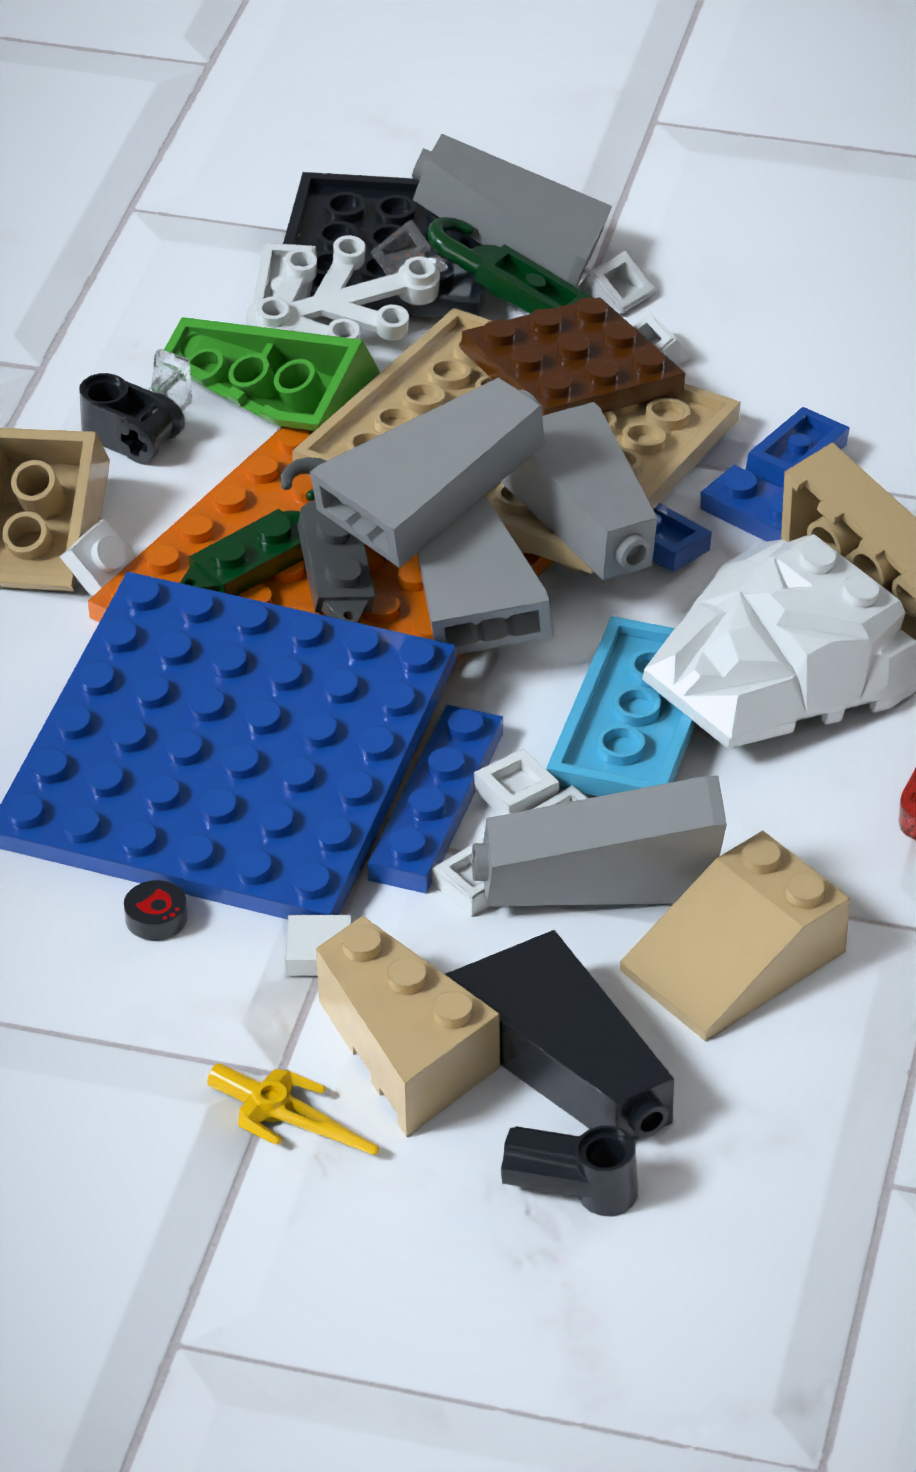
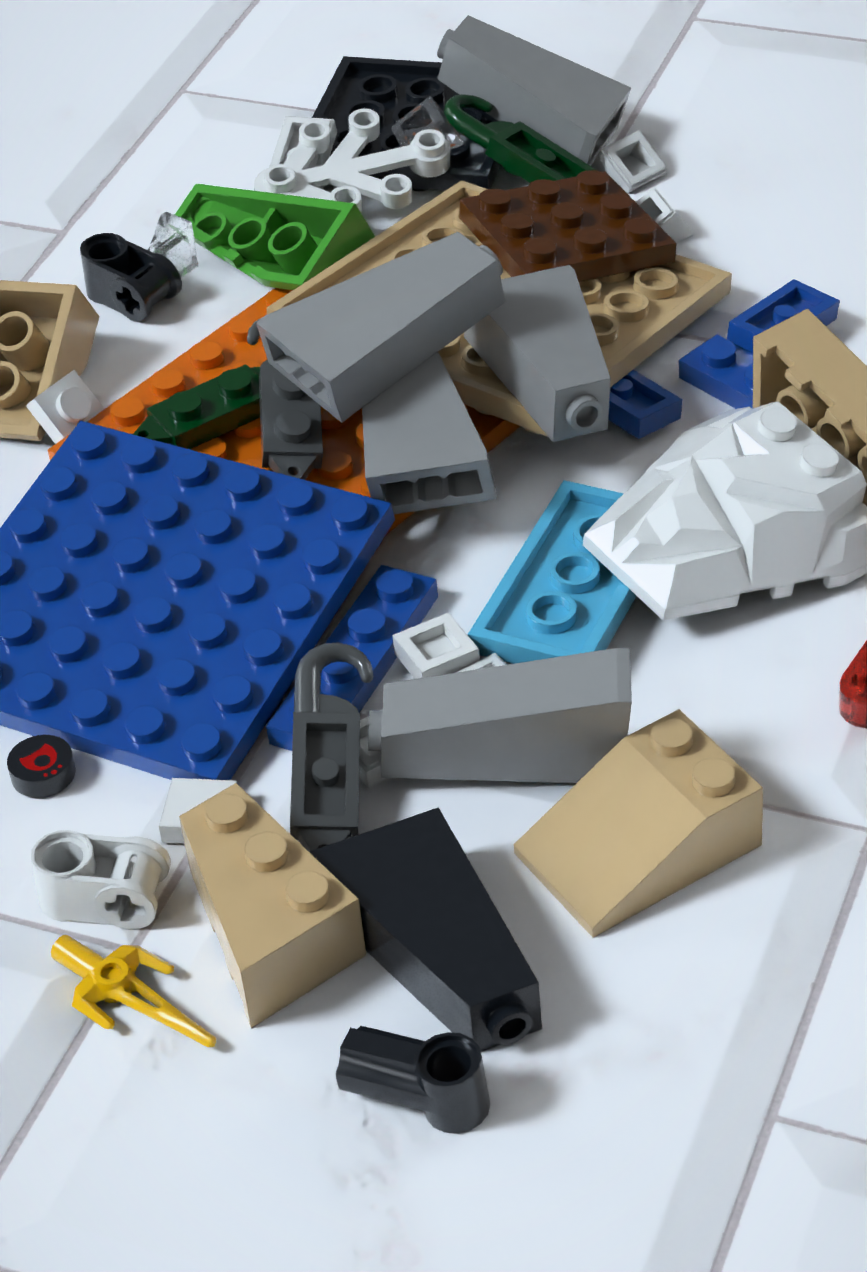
camera: 10 degrees right, 0 degrees up
(235, 1010) = (94, 879): none -> white piece
(433, 882) = (325, 751): none -> dark grey plate

